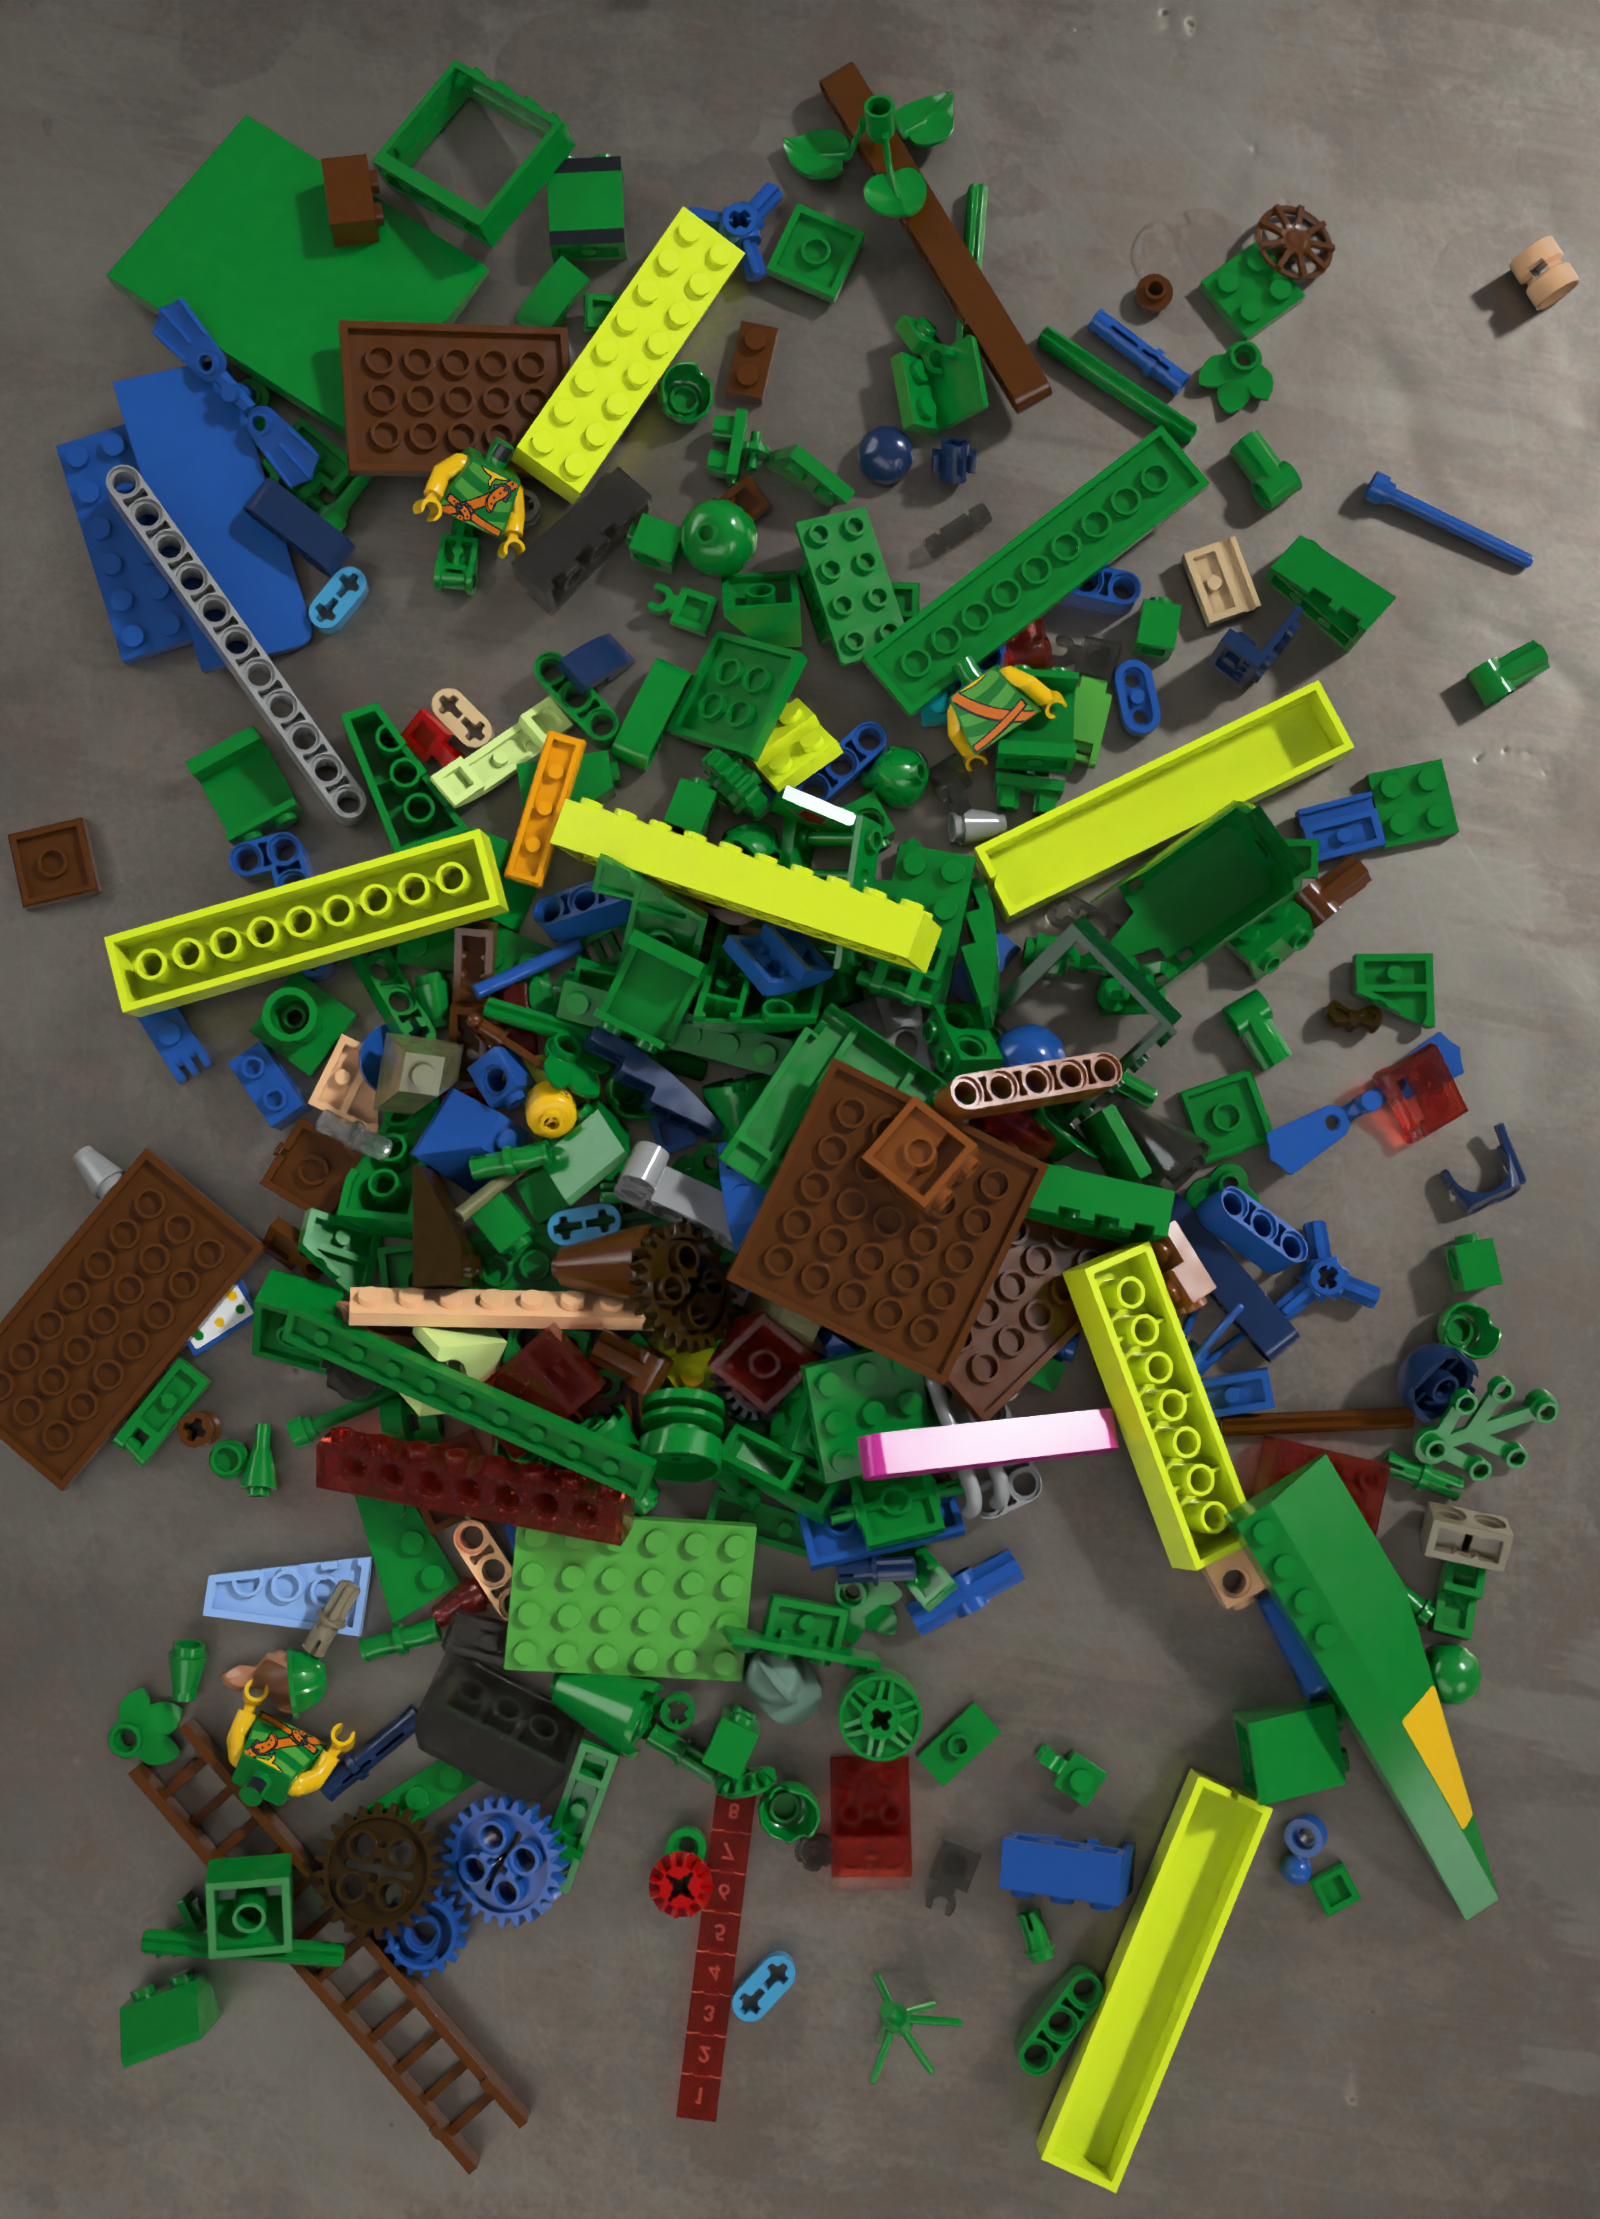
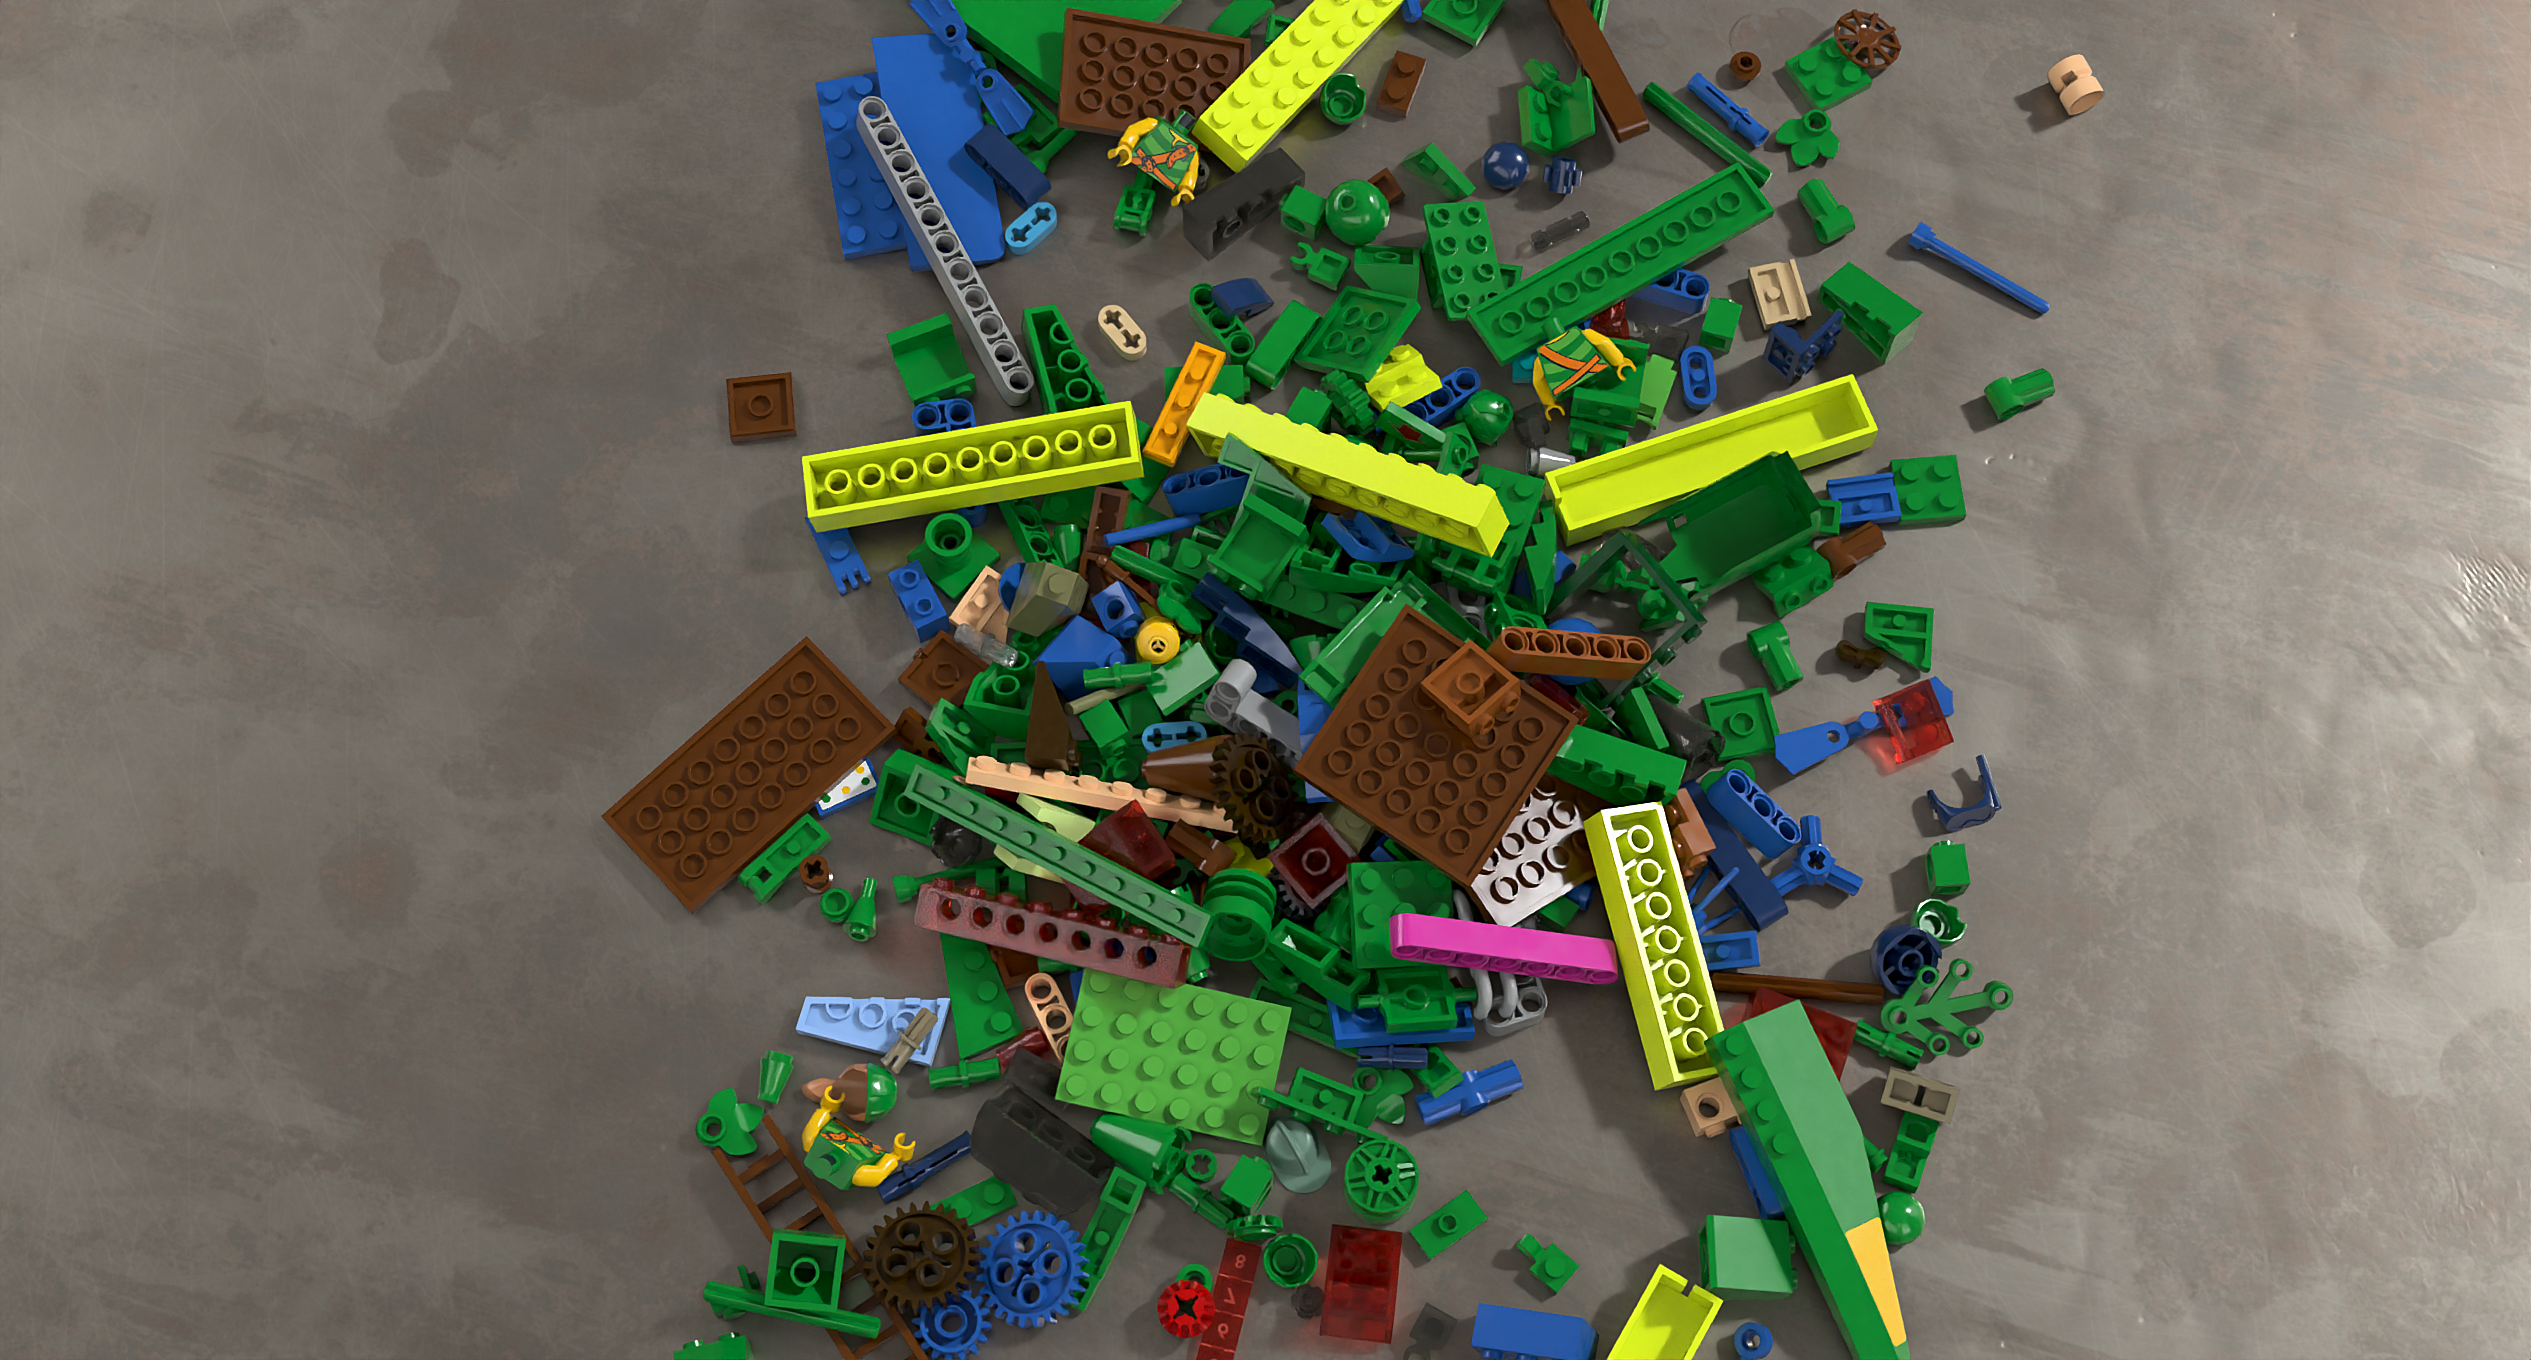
camera: 10 degrees right, 15 degrees down
(97, 1171) = (759, 653): light grey cone -> none
(429, 739) = (1094, 343): red plate -> none
(497, 760) = (1148, 366): yellowish green slope -> none
(734, 430) = (1379, 132): green hips -> none

